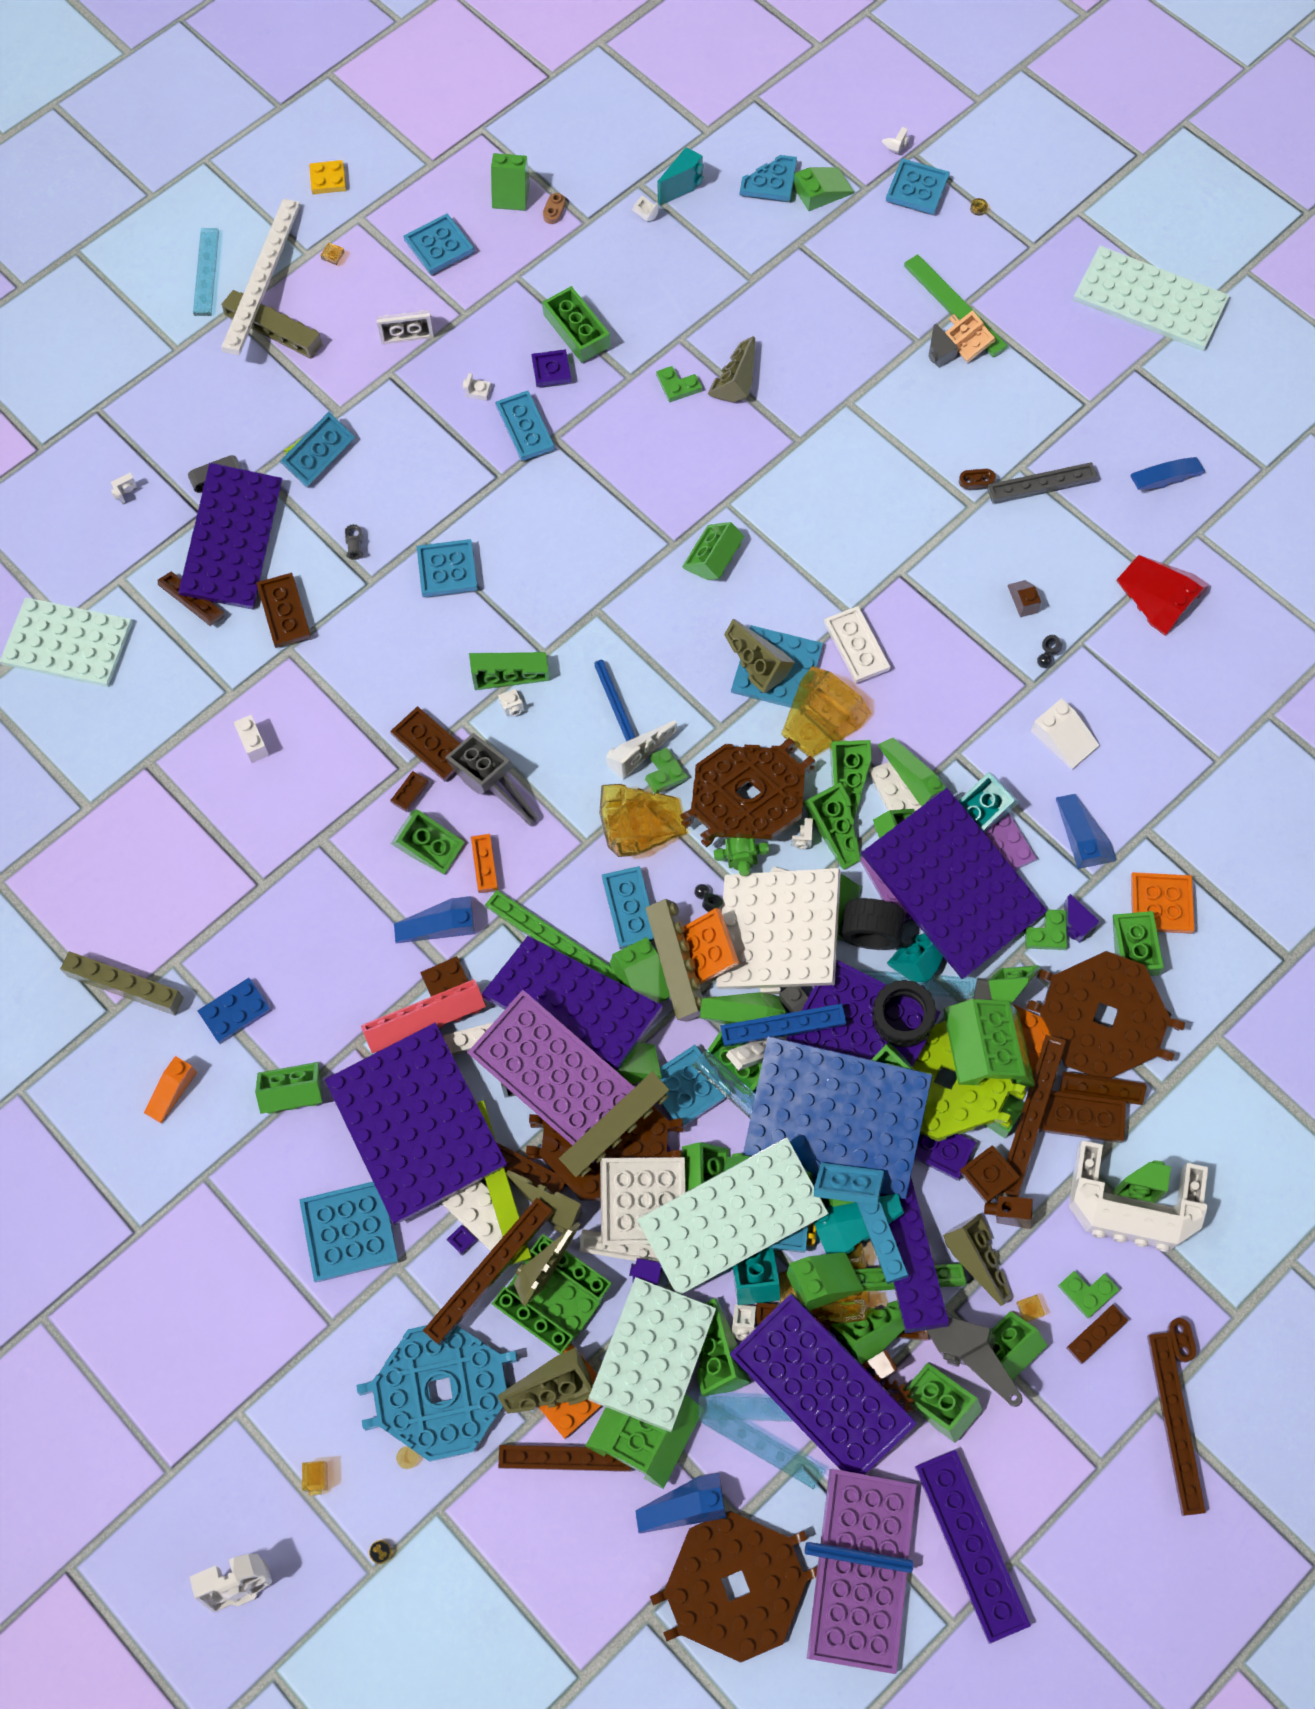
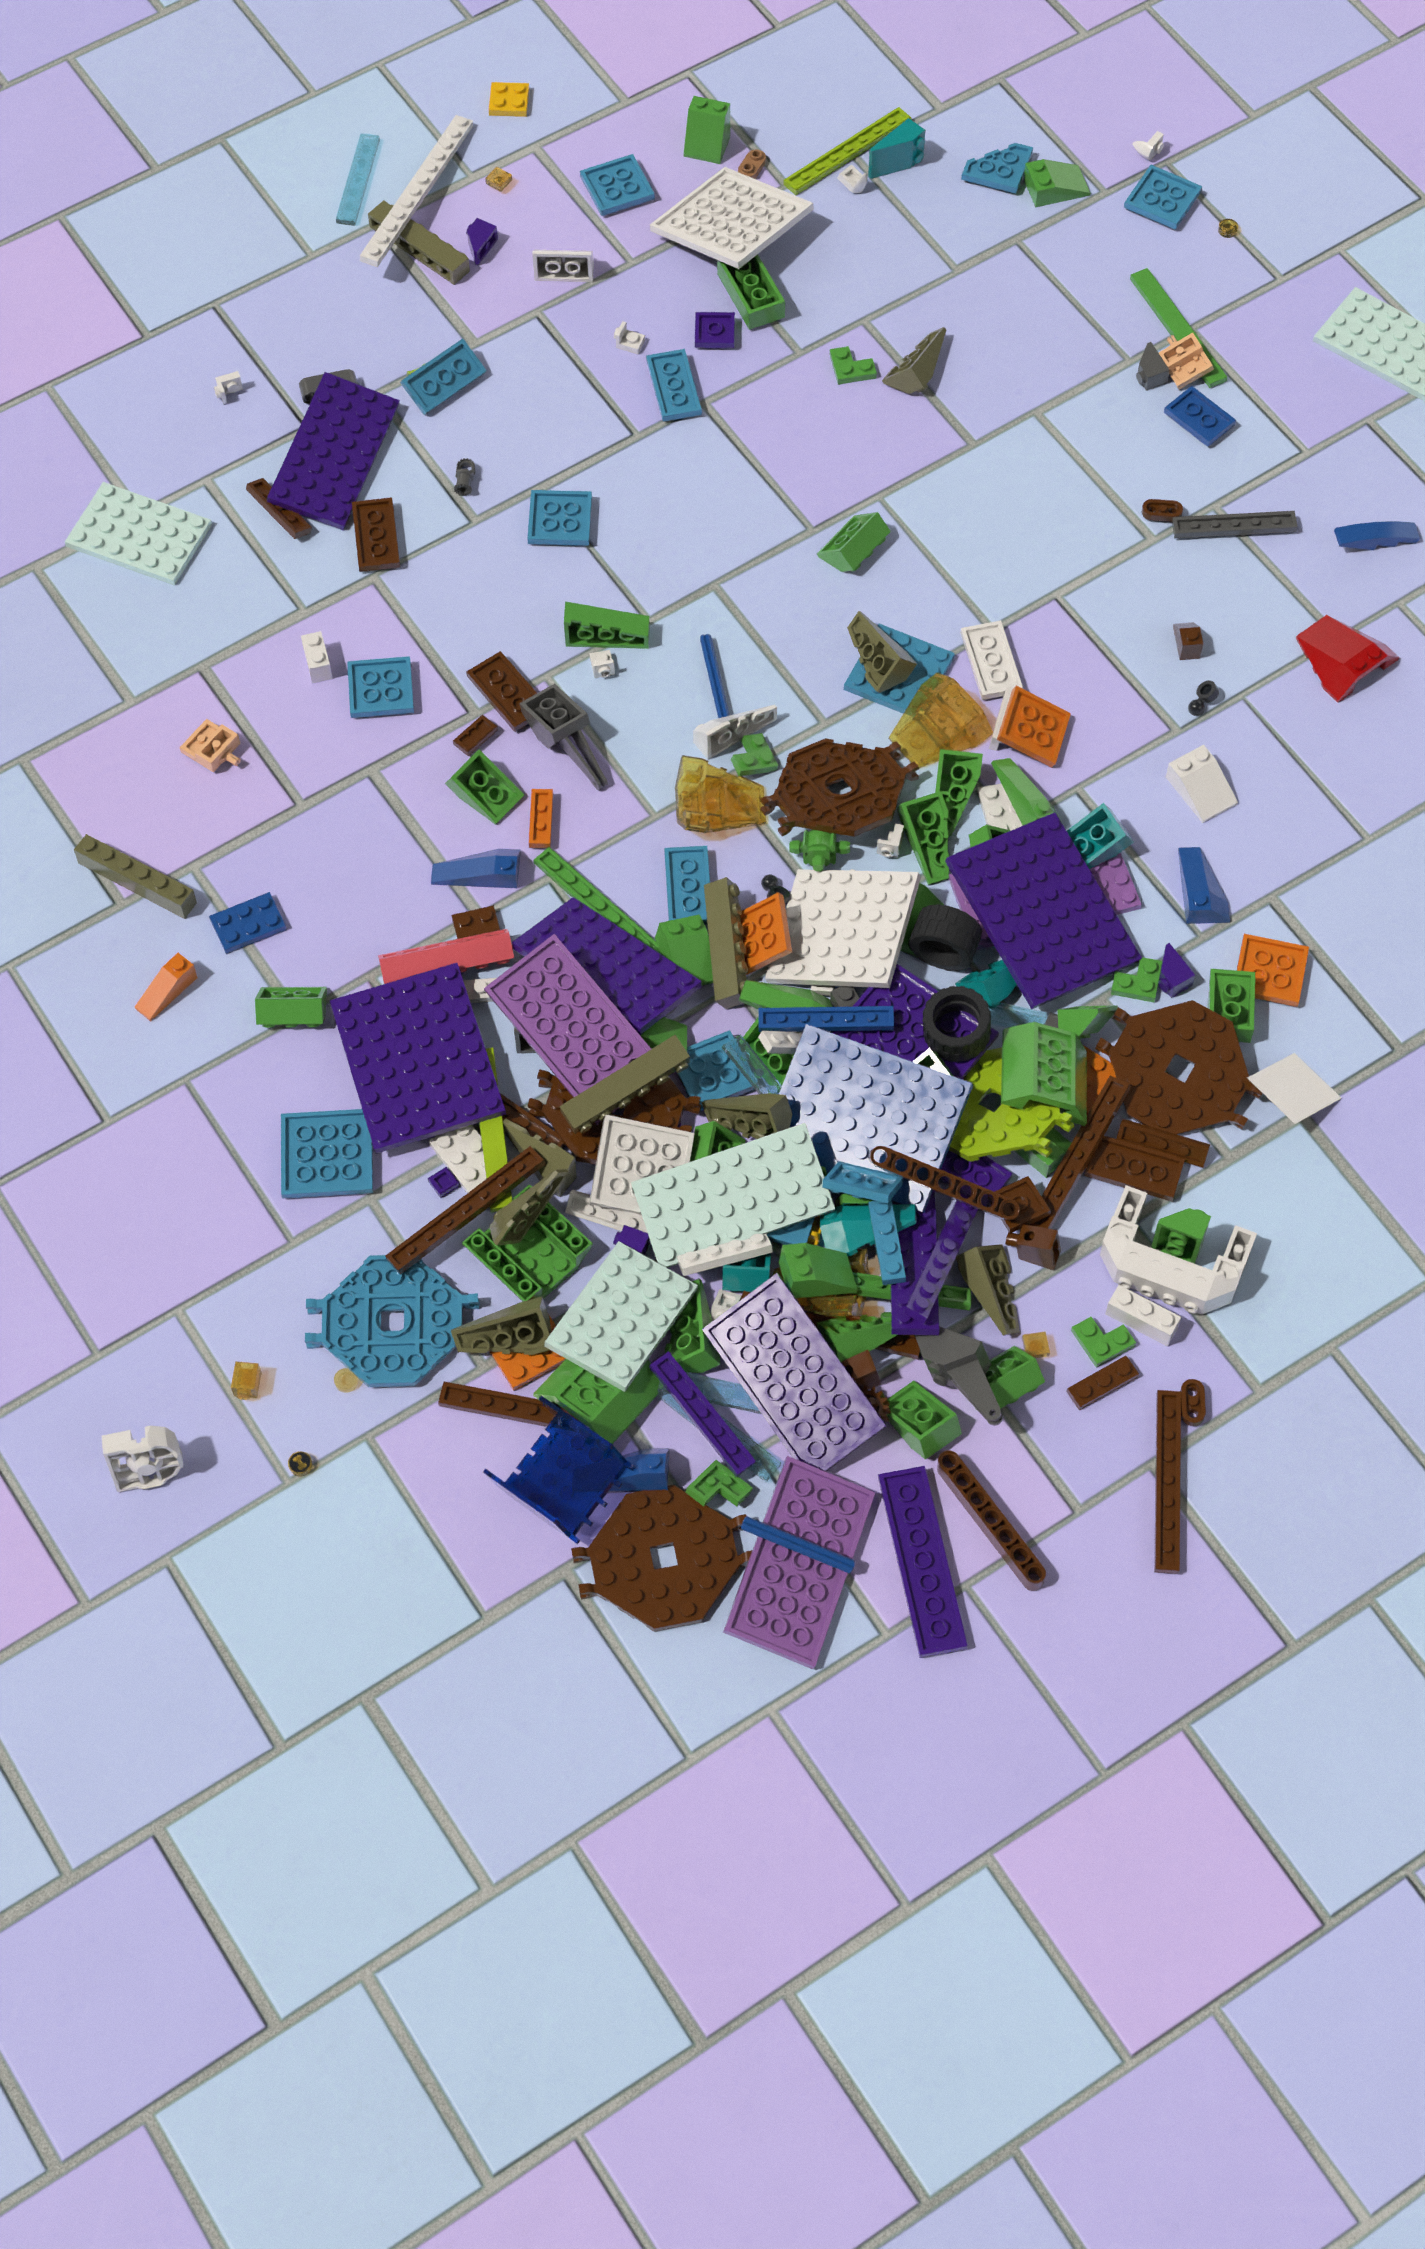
camera: 10 degrees right, 5 degrees down
(170, 841) = (212, 745): none -> light nougat plate
(314, 758) = (380, 687): none -> dark azure plate
(327, 312) = (481, 239): none -> dark purple slope
(547, 261) = (731, 217): none -> white plate
(628, 1527) = (566, 1474): none -> clear blue windscreen
(634, 183) = (844, 152): none -> lime tile
(734, 1274) = (724, 1254): none -> white plate
(739, 1128) = (751, 1114): none -> olive wedge
(745, 1438) = (702, 1414): none -> dark purple plate
(769, 1499) = (718, 1480): none -> bright green plate
(878, 699) = (994, 742): none -> white plate
(908, 703) = (1033, 726): none -> orange plate
(932, 1176) = (955, 1183): none -> reddish brown beam
(934, 1246) = (940, 1261): none -> dark purple plate
(991, 385) = (1199, 416): none -> blue plate
(1036, 1498) = (991, 1531): none -> reddish brown beam
(1121, 1262) = (1143, 1315): none -> white brick
(1208, 1016) = (1294, 1088): none -> white sticker

